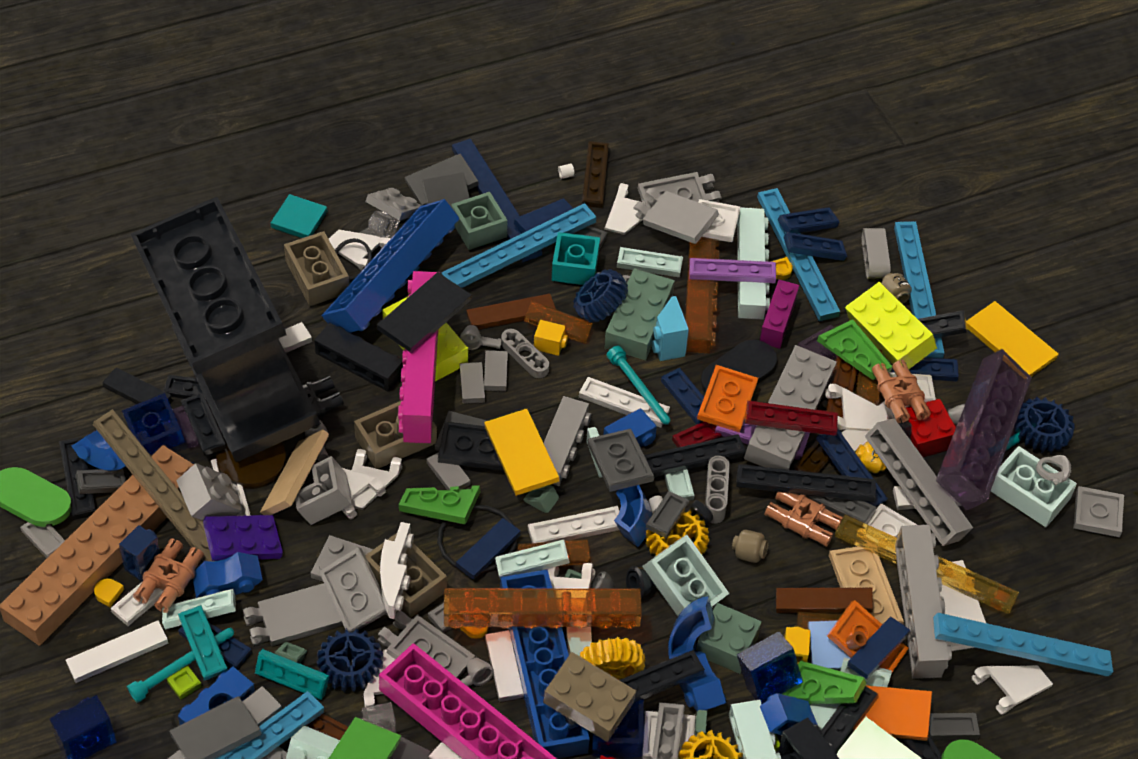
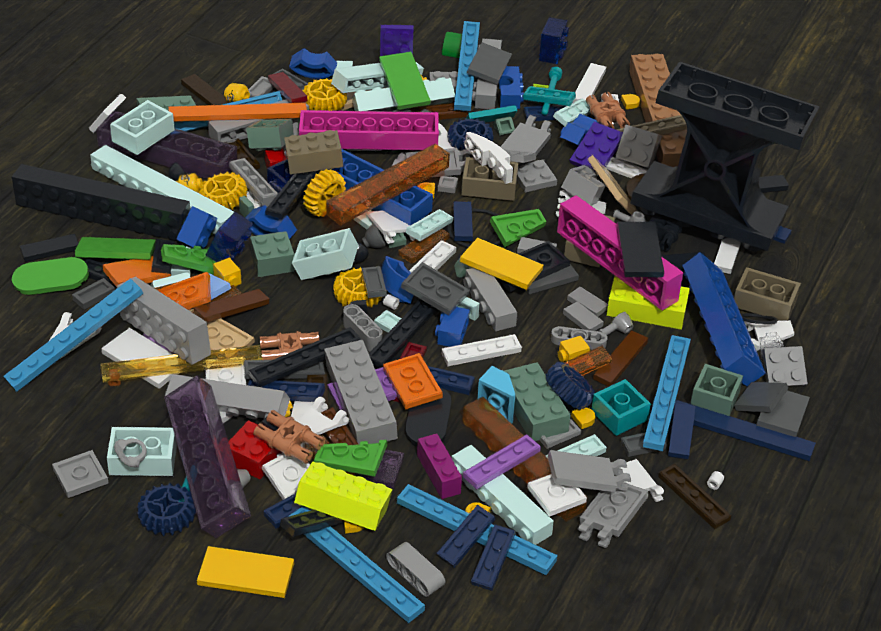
camera: 140 degrees right, 10 degrees down
(139, 551) = (634, 106): dark blue brick -> none
(298, 216) = (831, 330): teal tile -> none
(618, 357) = (476, 356): teal piece -> none
(689, 625) = (295, 229): blue brick -> none
(750, 546) = (307, 307): dark tan head -> none
(791, 418) = (347, 365): dark red tile -> none
(856, 640) = (187, 277): dark orange piece -> none
(878, 647) = (172, 281): dark blue tile -> none
(897, 286) = (372, 544): dark tan head -> none

